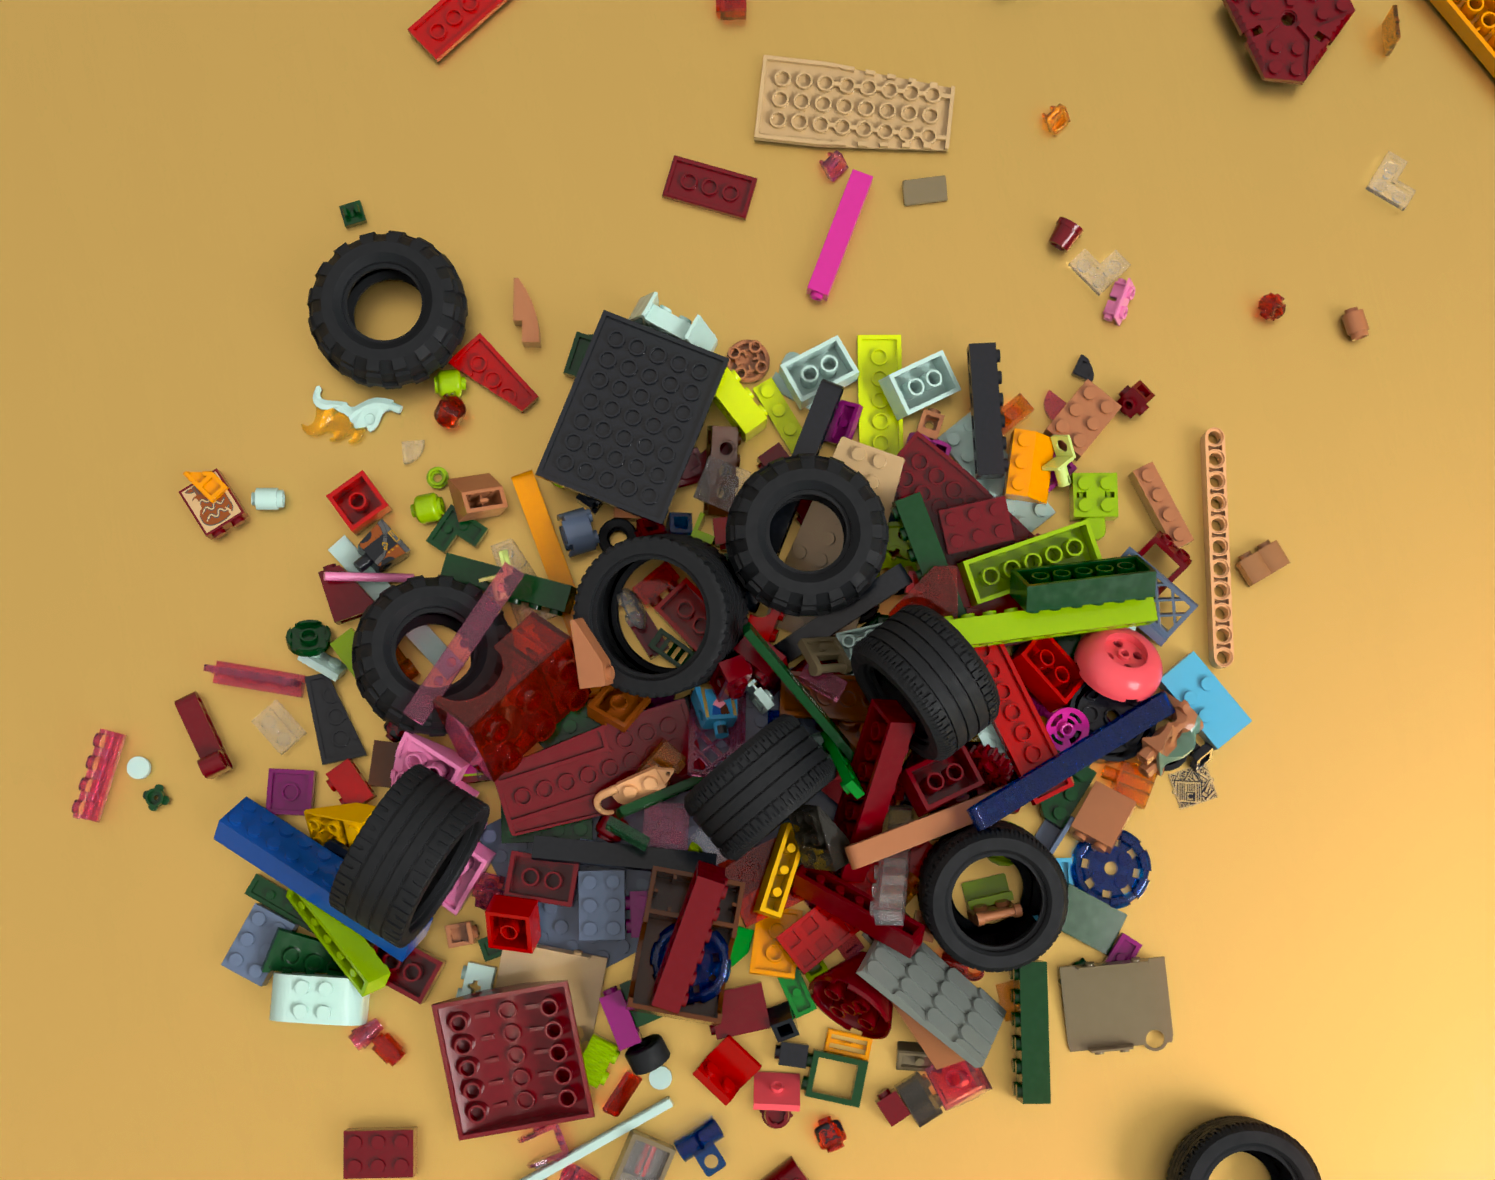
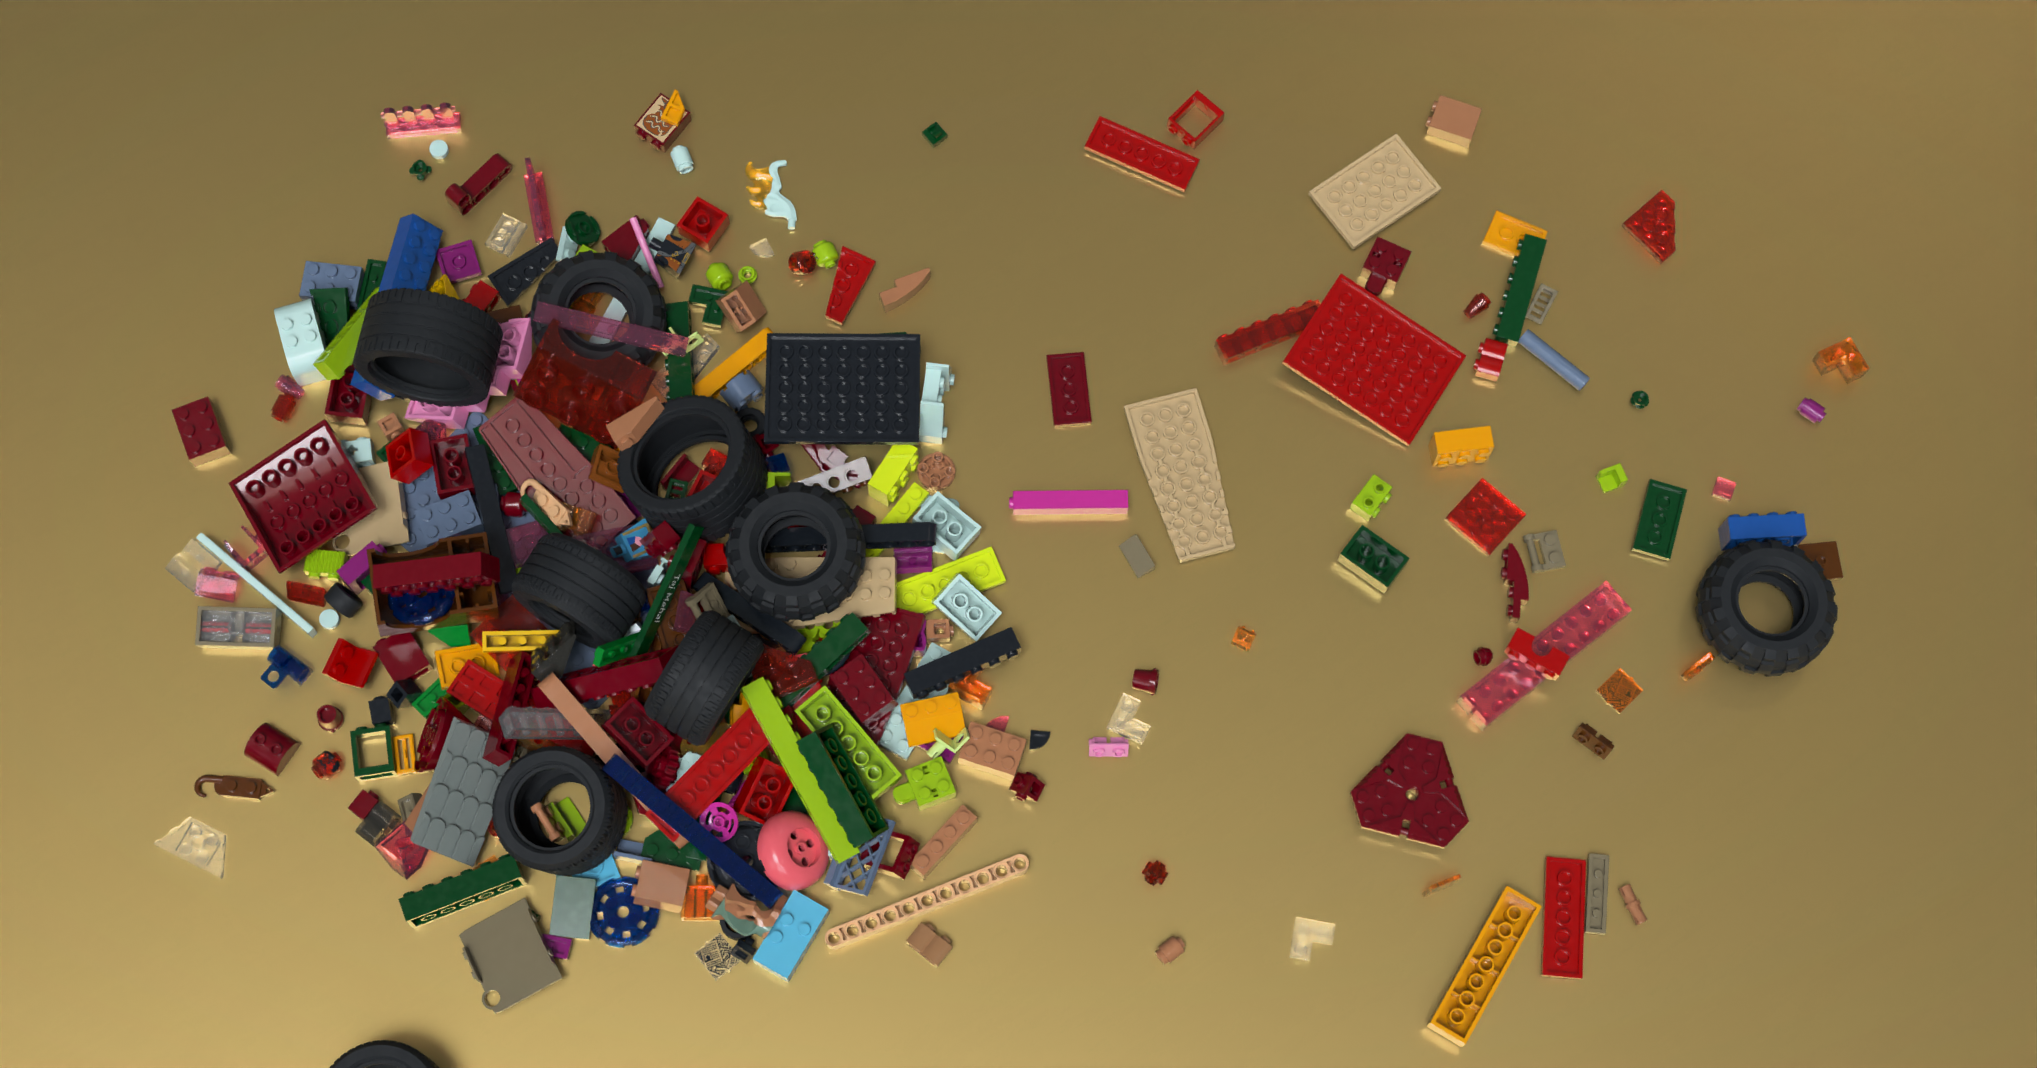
camera: 70 degrees right, 10 degrees down
(371, 261) = (870, 222): black tyre -> none
(627, 833) = (509, 513): clear green tile -> none
(633, 607) = (693, 454): clear dish -> none
(720, 483) = (822, 474): clear slope -> none
(776, 1091) = (346, 708): coral plate -> none
(834, 165) = (1127, 476): clear pink tile -> none

